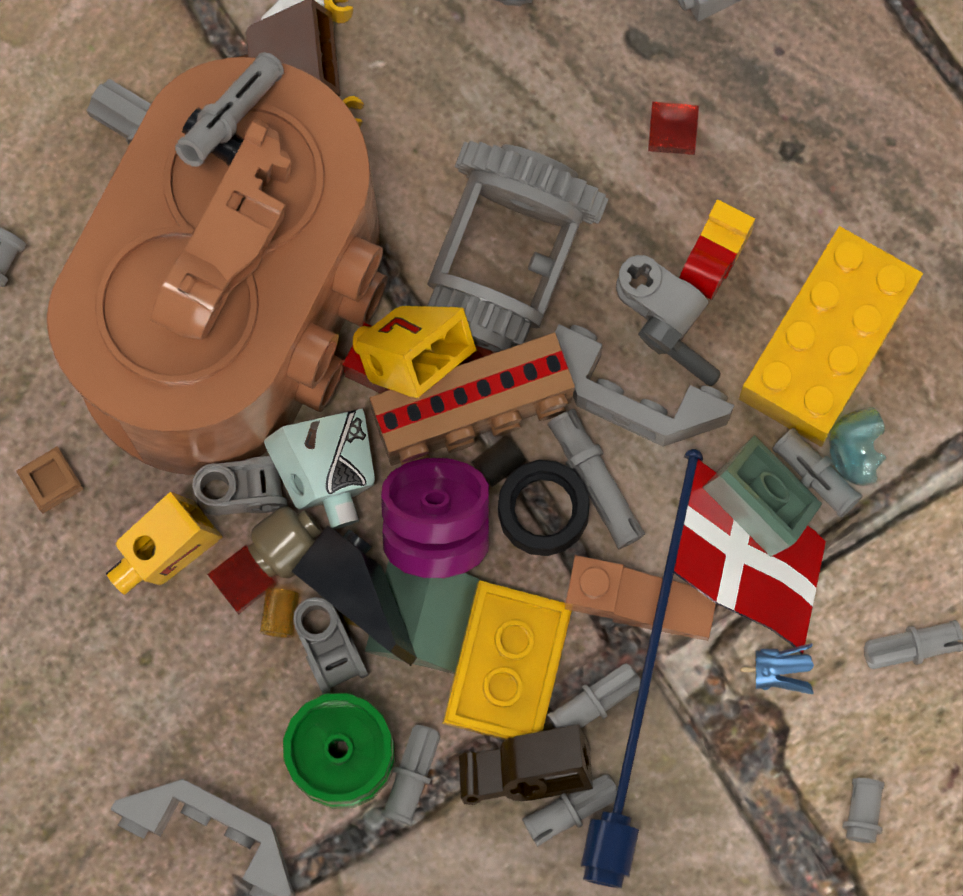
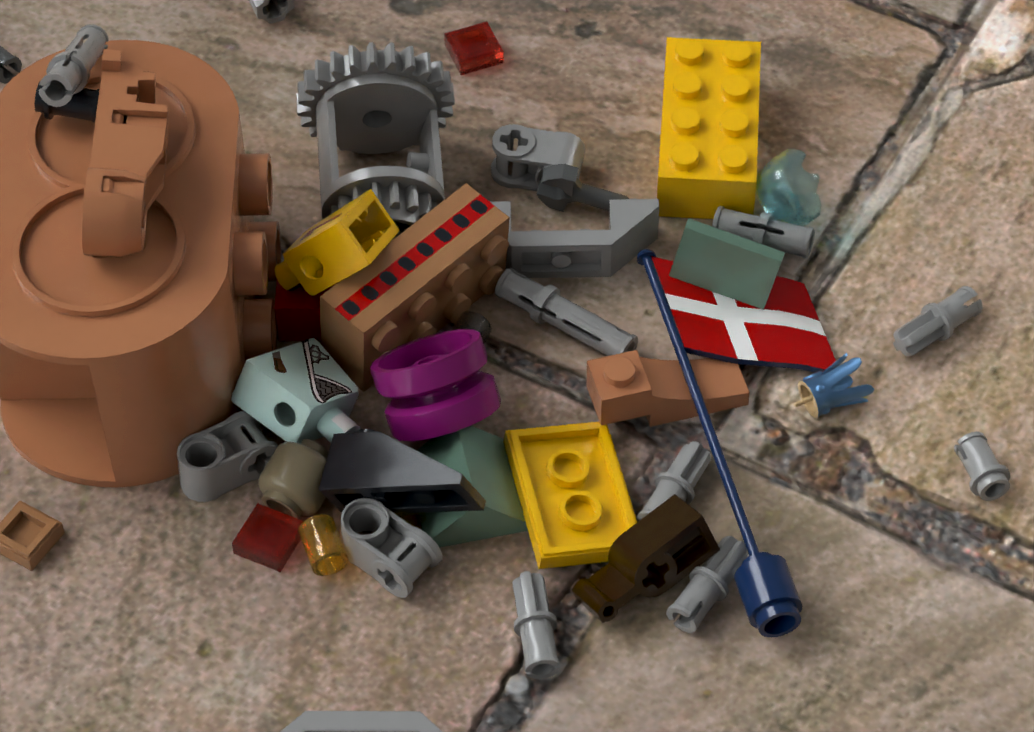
camera: 30 degrees left, 25 degrees down
(177, 531) = (174, 521): yellow torso -> none
(344, 780) = (452, 622): green wheel -> none
(546, 471) = (532, 325): black tyre -> none
(717, 248) = (568, 98): leg -> none

